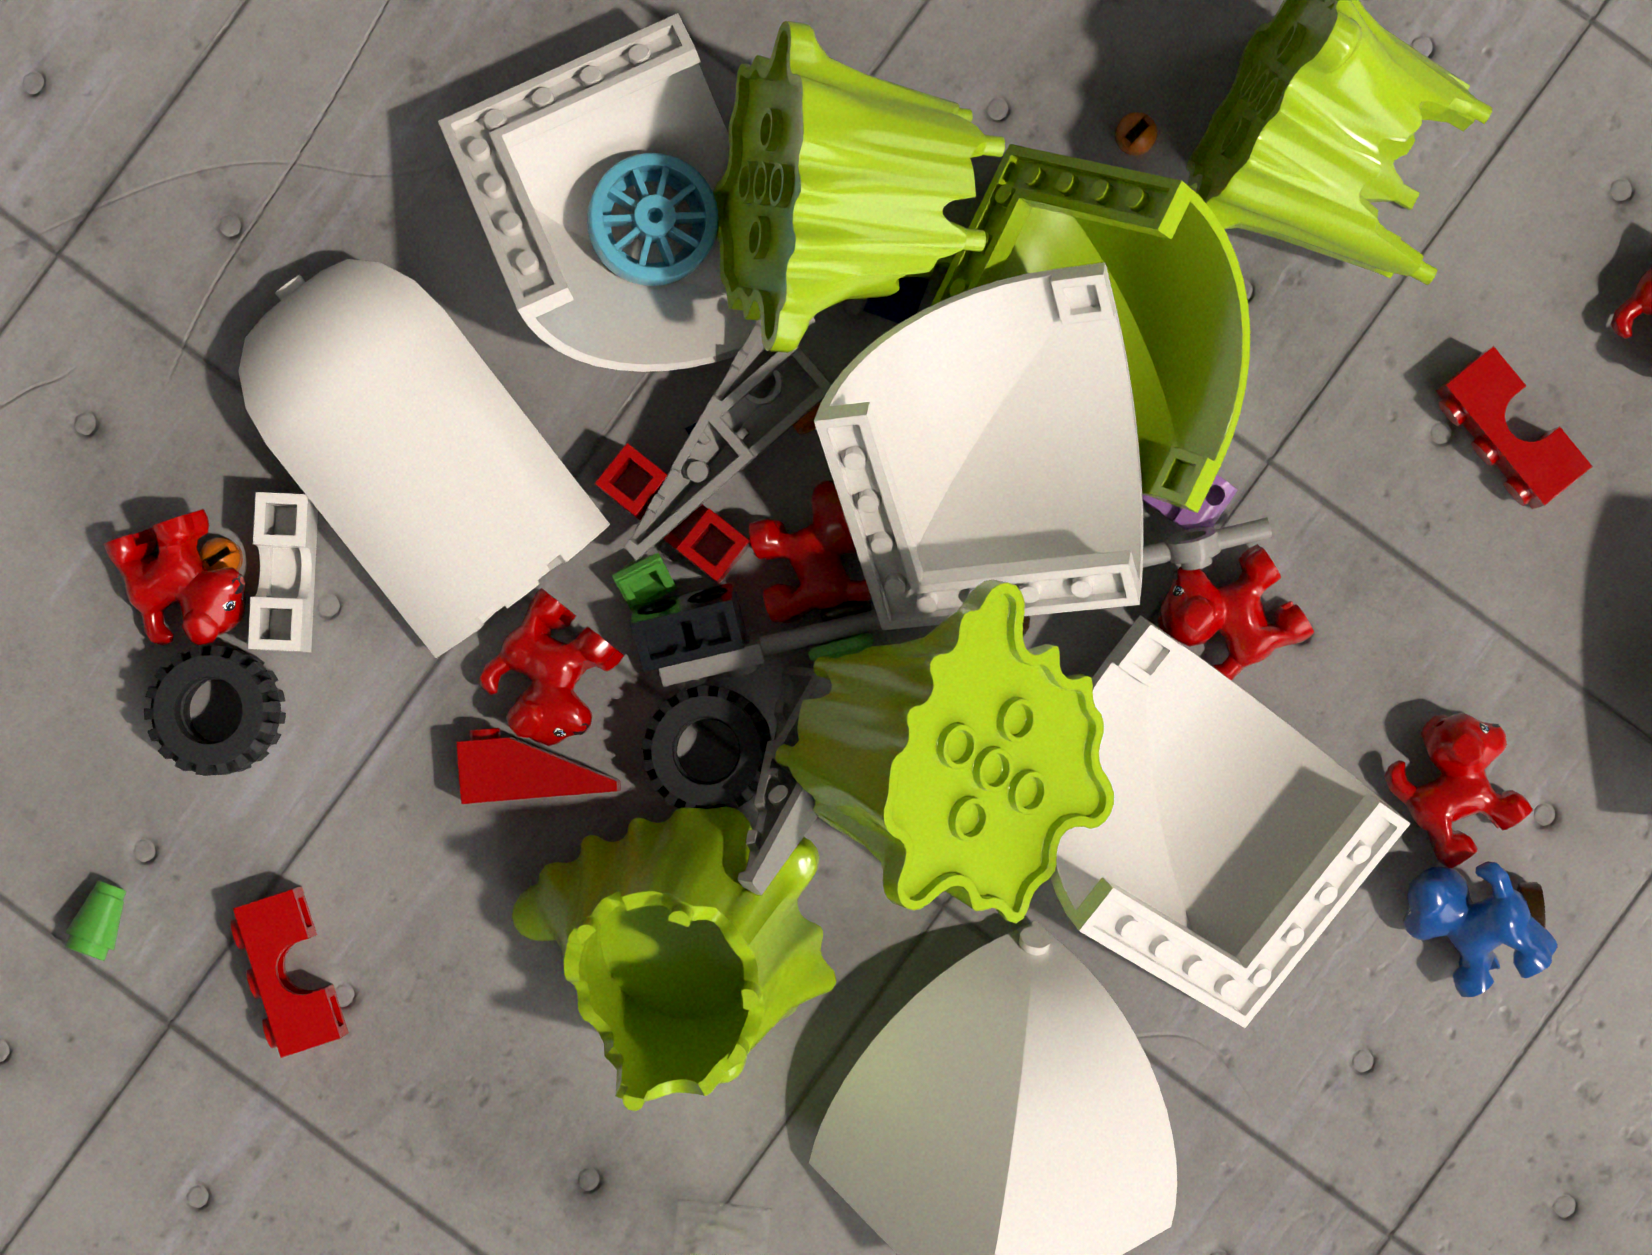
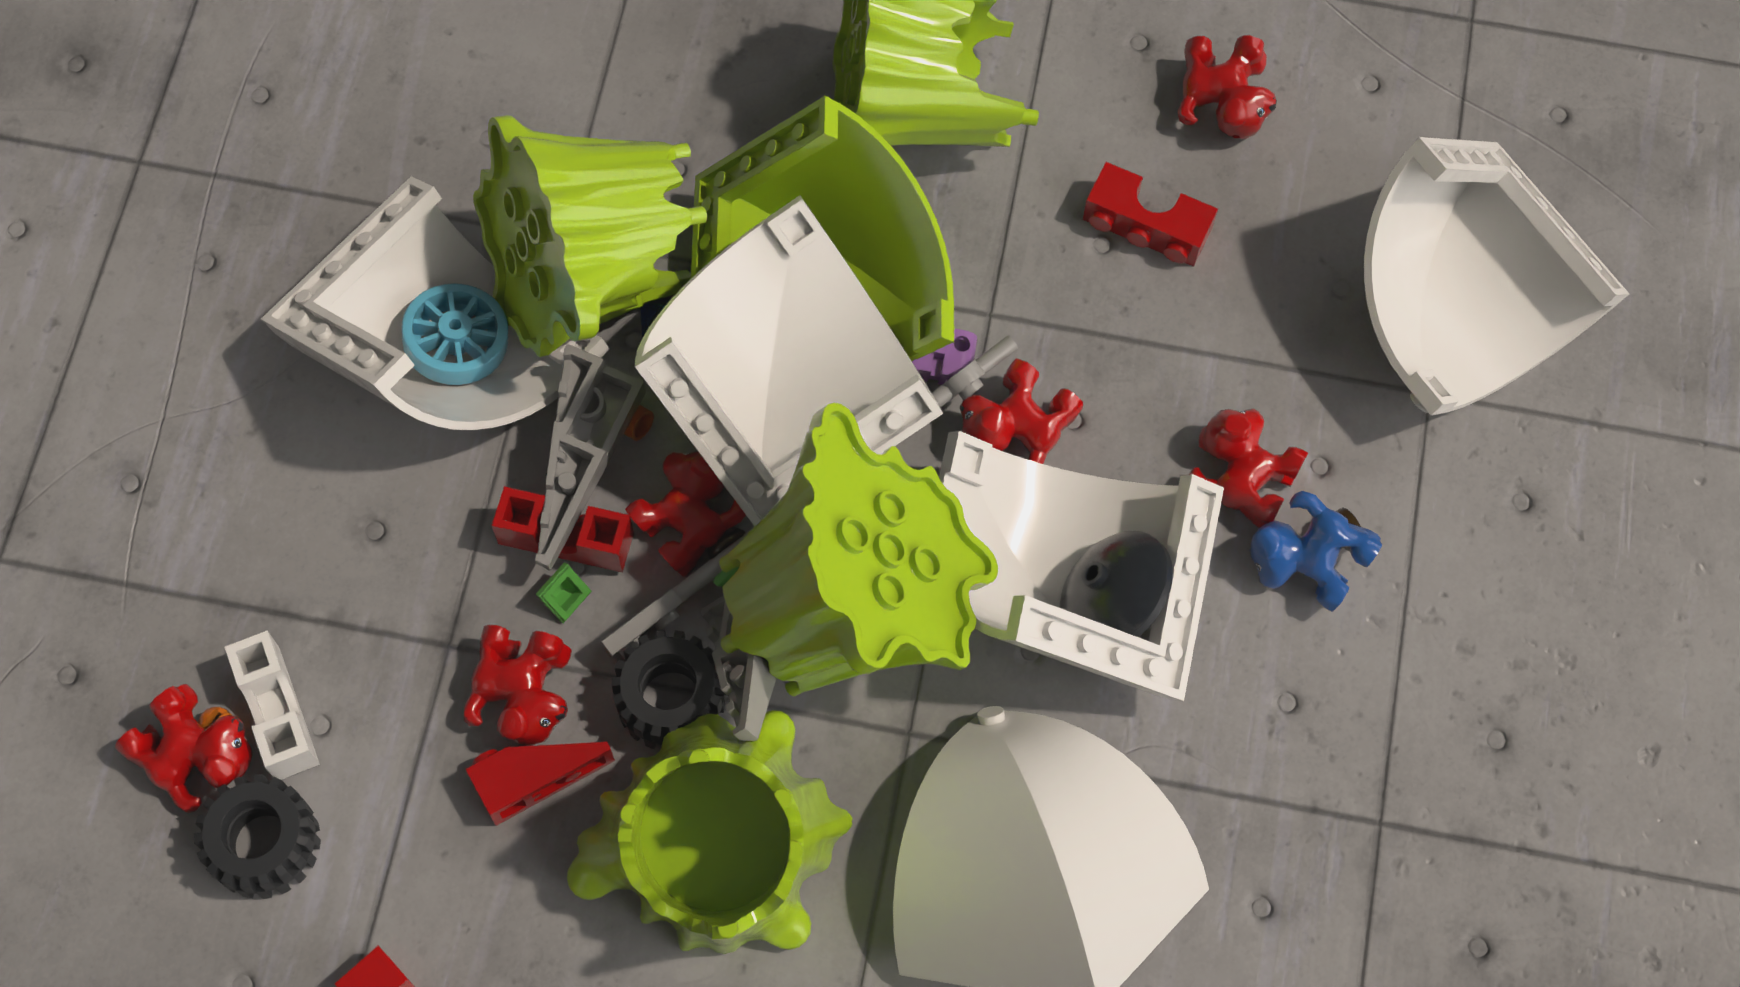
camera: 30 degrees left, 20 degrees down
(411, 448) = (339, 567): white panel -> none
(688, 627) = (612, 605): black brick -> none
(1249, 887) = (1120, 582): none -> black dish

